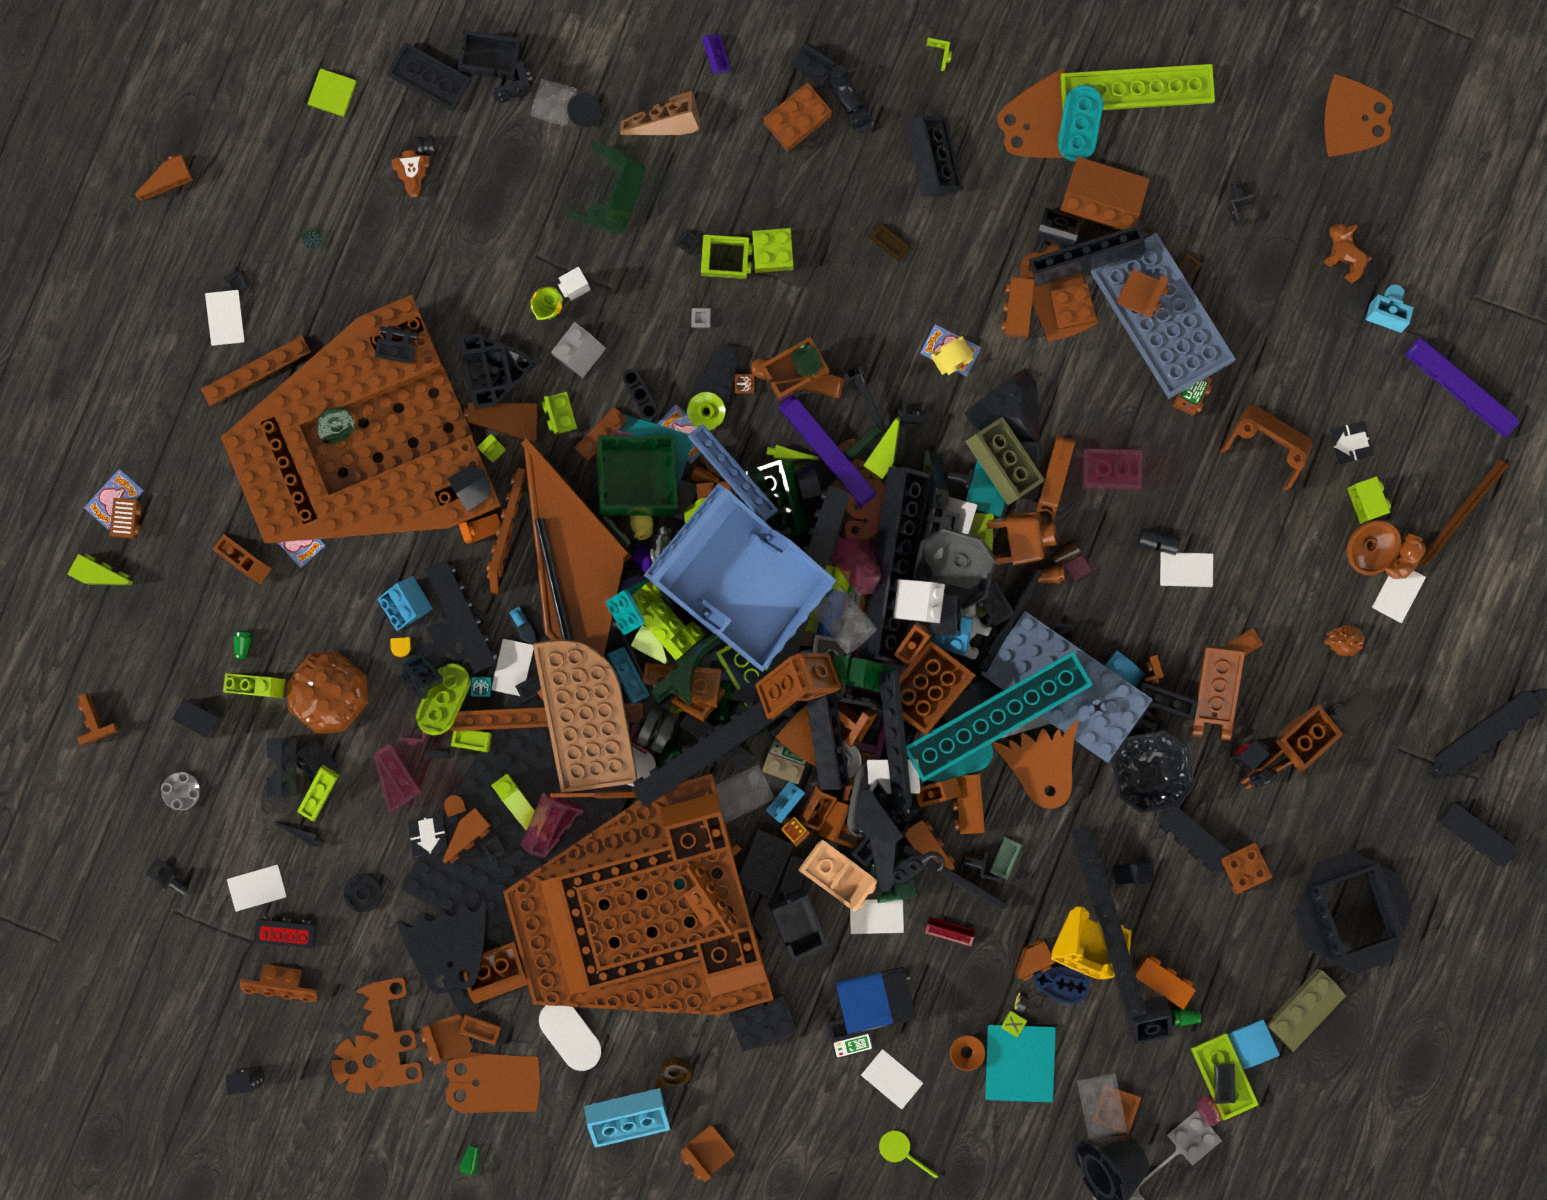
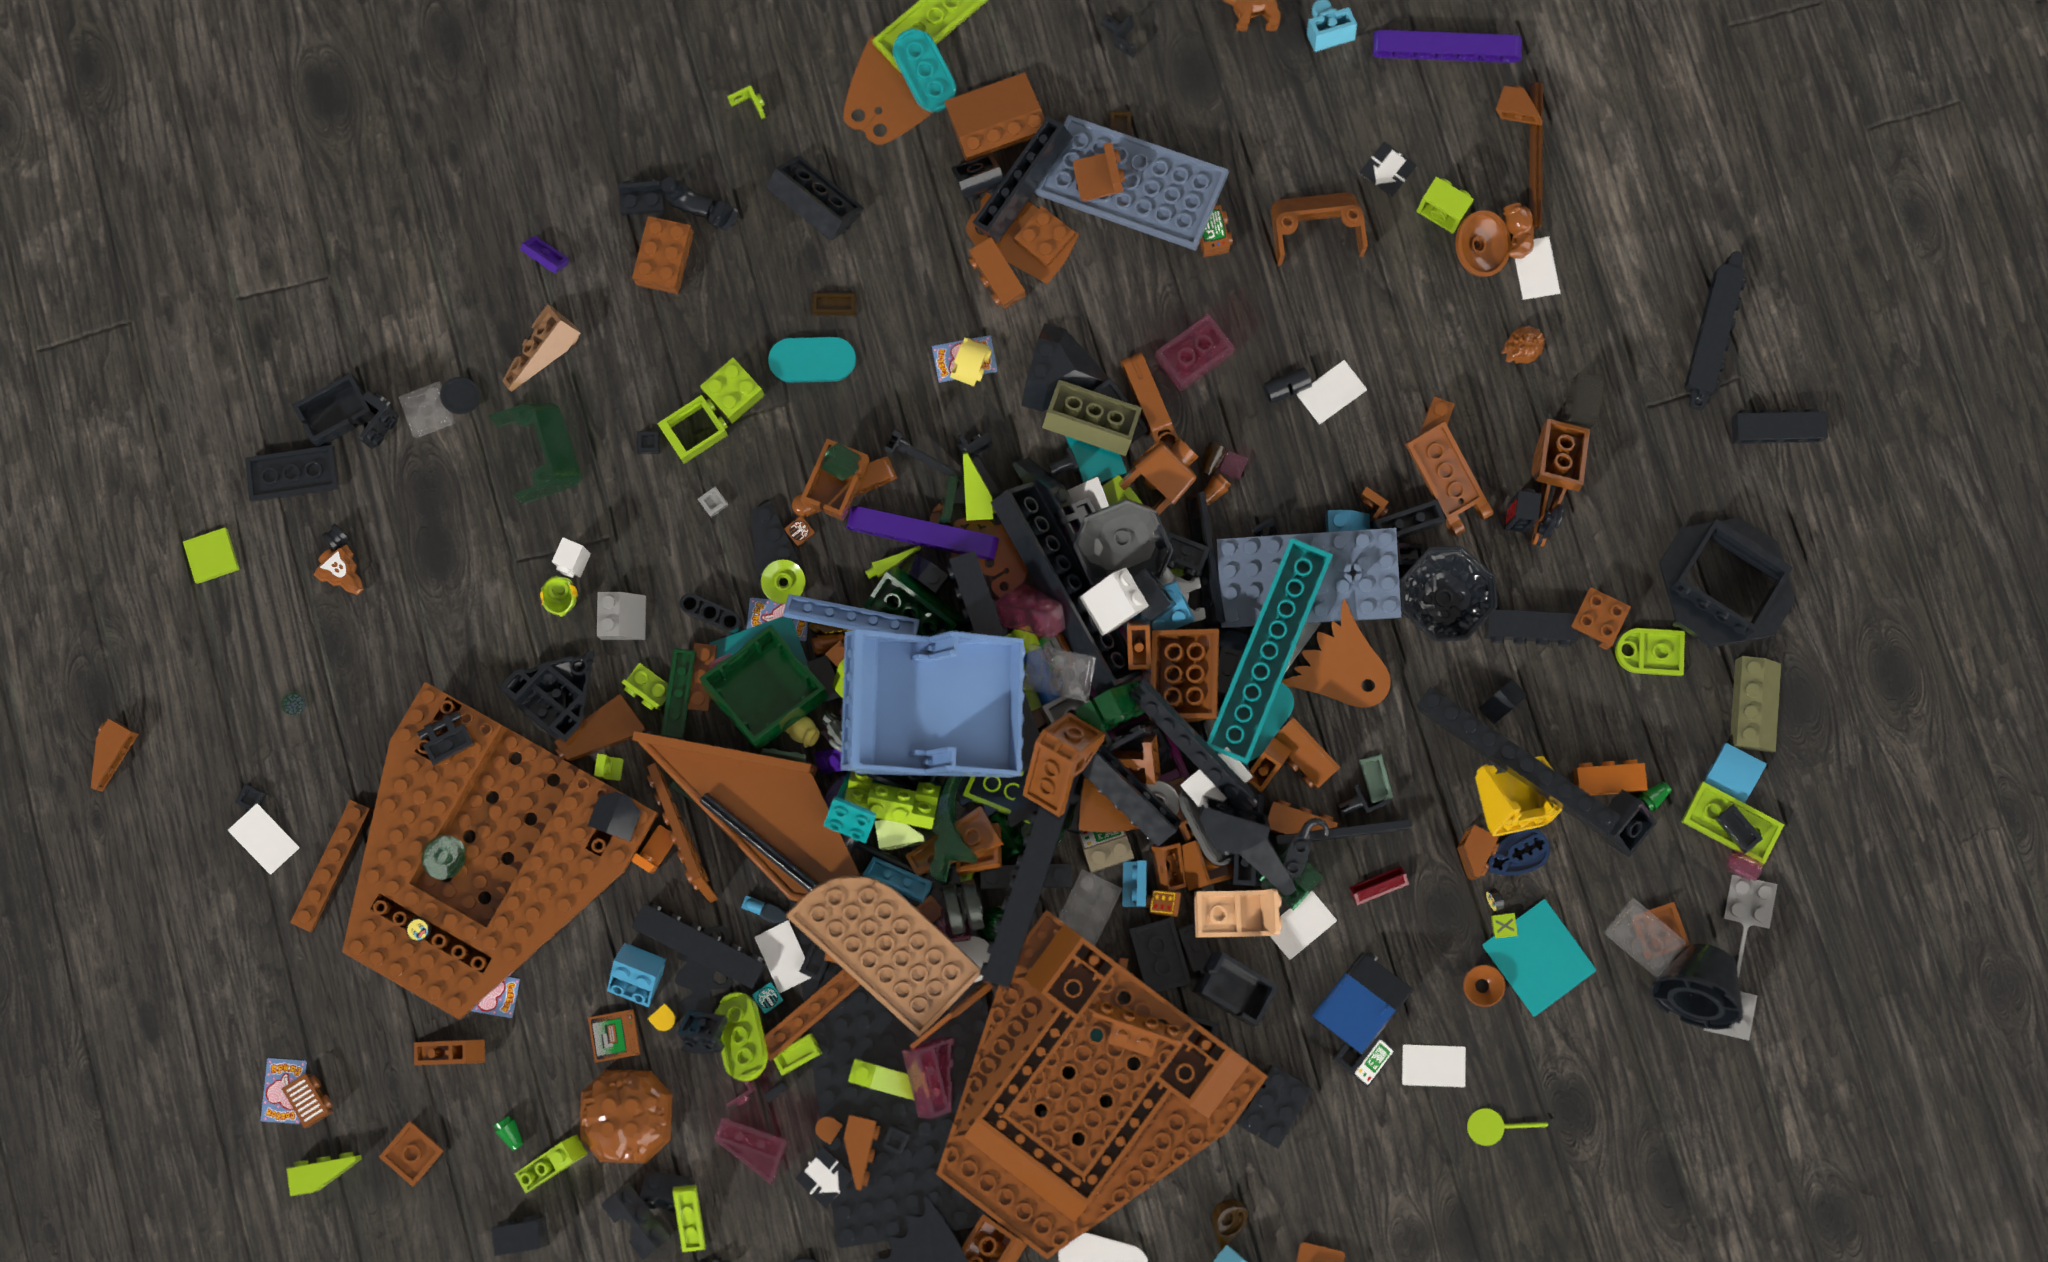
camera: 35 degrees left, 5 degrees down
(167, 607) = (411, 1153): none -> dark orange plate
(282, 462) = (418, 930): none -> tile
(359, 633) = (614, 1036): none -> tile
(576, 434) = (678, 693): none -> dark green tile
(844, 270) = (812, 359): none -> teal tile
(1265, 919) = (1653, 651): none -> lime tile
(1477, 468) = (1517, 106): none -> dark orange slope

